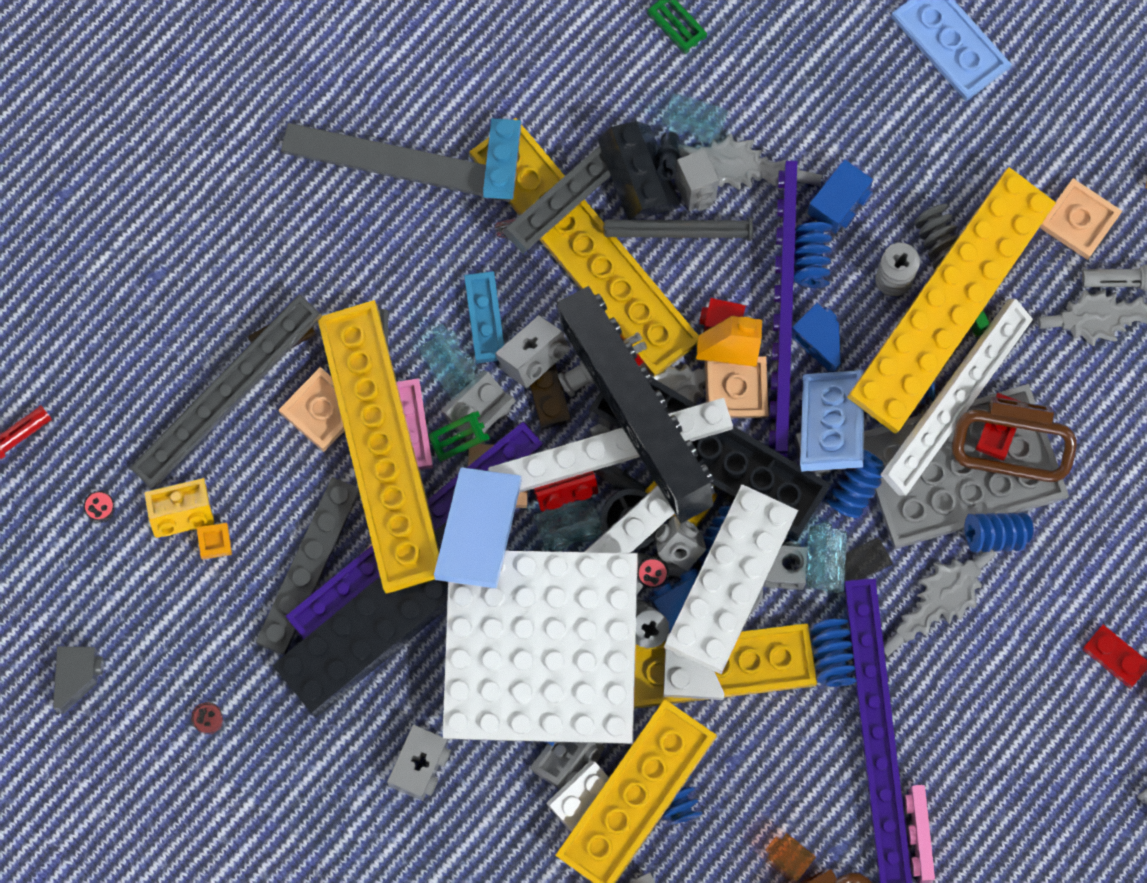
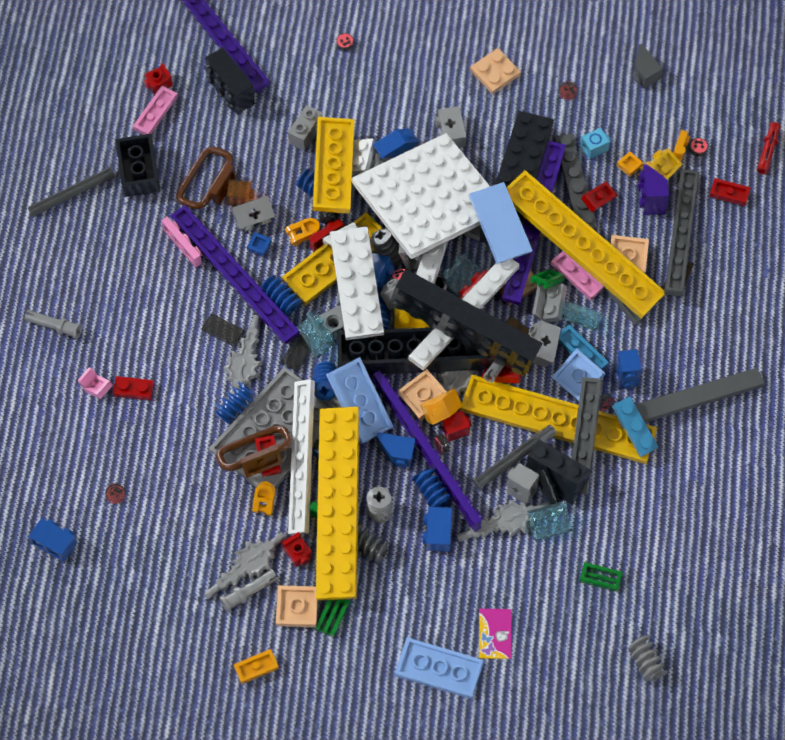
camera: 150 degrees right, 10 degrees down
(114, 410) = (729, 192): none -> red plate
(117, 526) = (682, 141): none -> light orange plate
(223, 465) = (653, 191): none -> dark purple slope
(236, 602) = (595, 143): none -> medium azure brick
(286, 821) = (495, 71): none -> light nougat plate
(297, 514) = (599, 196): none -> red plate
(450, 241) = (628, 369): none -> blue brick
(515, 284) = (573, 370): none -> light blue tile
(520, 780) = (396, 143): none -> blue slope
(723, 710) = (316, 238): none -> red plate
(729, 736) = (307, 226): none -> light orange plate
(758, 306) = (441, 444): none -> clear smoke tile
(793, 810) = (261, 205): none -> light grey brick
(812, 759) = (259, 244): none -> blue plate
(853, 41) = (495, 633): none -> sticker
(942, 663) = (223, 330): none -> clear smoke tile
(1033, 296) = (293, 543): none -> red brick
(1038, 378) = (264, 493): none -> light orange plate
(1059, 170) = (325, 630): none -> green tile

